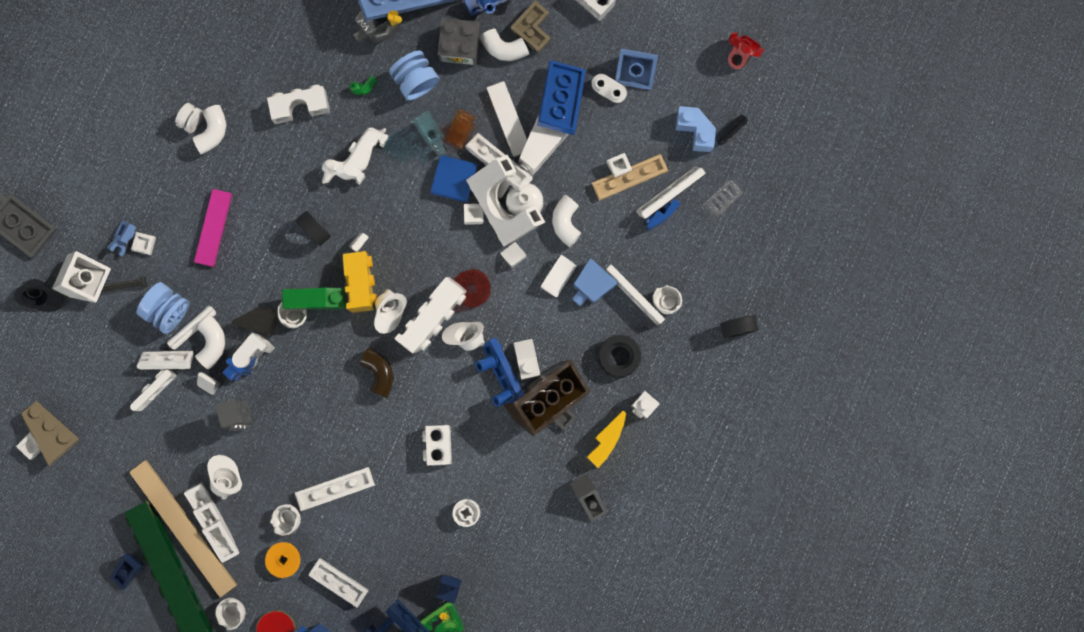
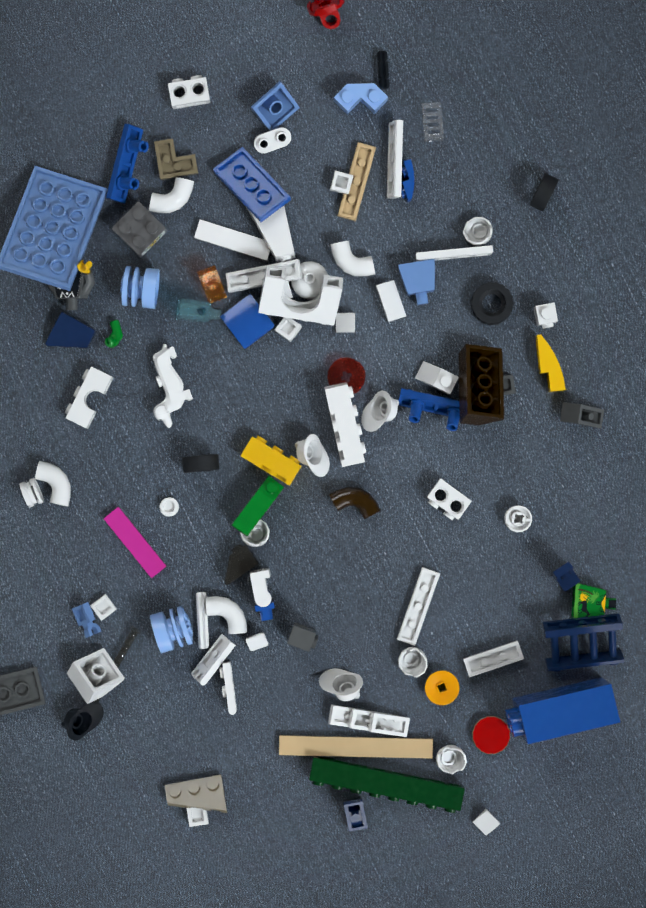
camera: 50 degrees left, 5 degrees up
(262, 232) = (169, 506): none -> white tile
(338, 52) = (70, 333): none -> dark blue slope
(358, 241) = (238, 436): white tile -> none

